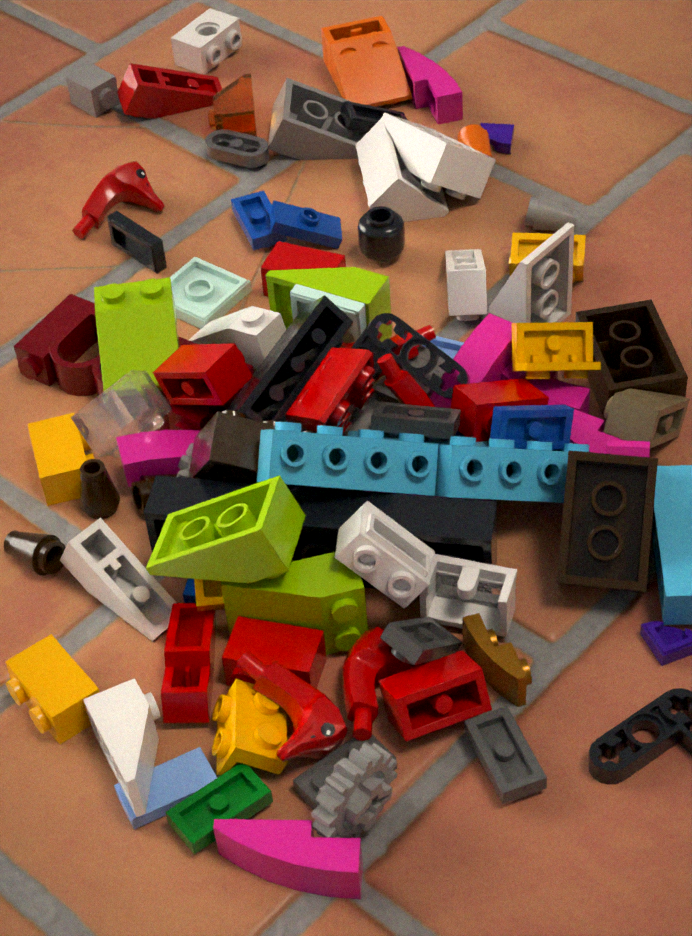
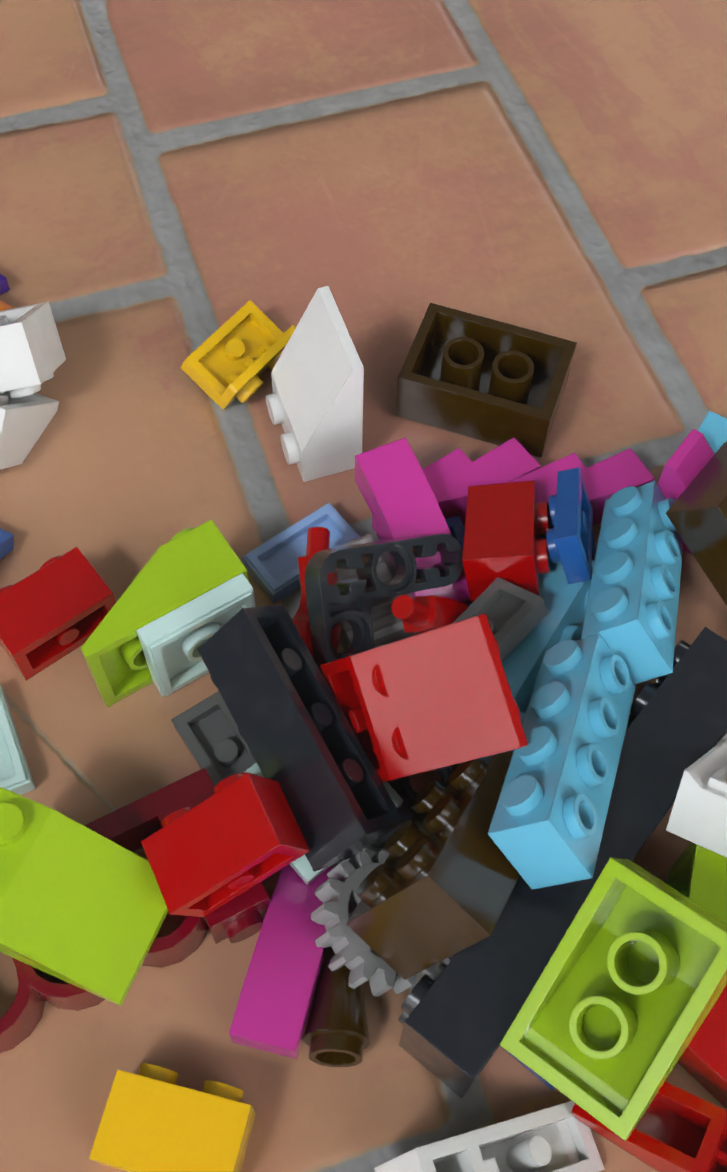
camera: 65 degrees left, 15 degrees up
(97, 491) = (291, 1133): dark brown cone -> none
(123, 409) = (182, 1000): clear brick -> none
(251, 329) = (125, 753): white slope -> none
(381, 234) = (60, 487): black head -> none
(466, 284) = (216, 449): white slope -> none
(549, 214) = (165, 314): light grey cone -> none
(553, 347) = (458, 435): yellow bracket -> none
(645, 416) = (599, 415): dark tan slope -> none

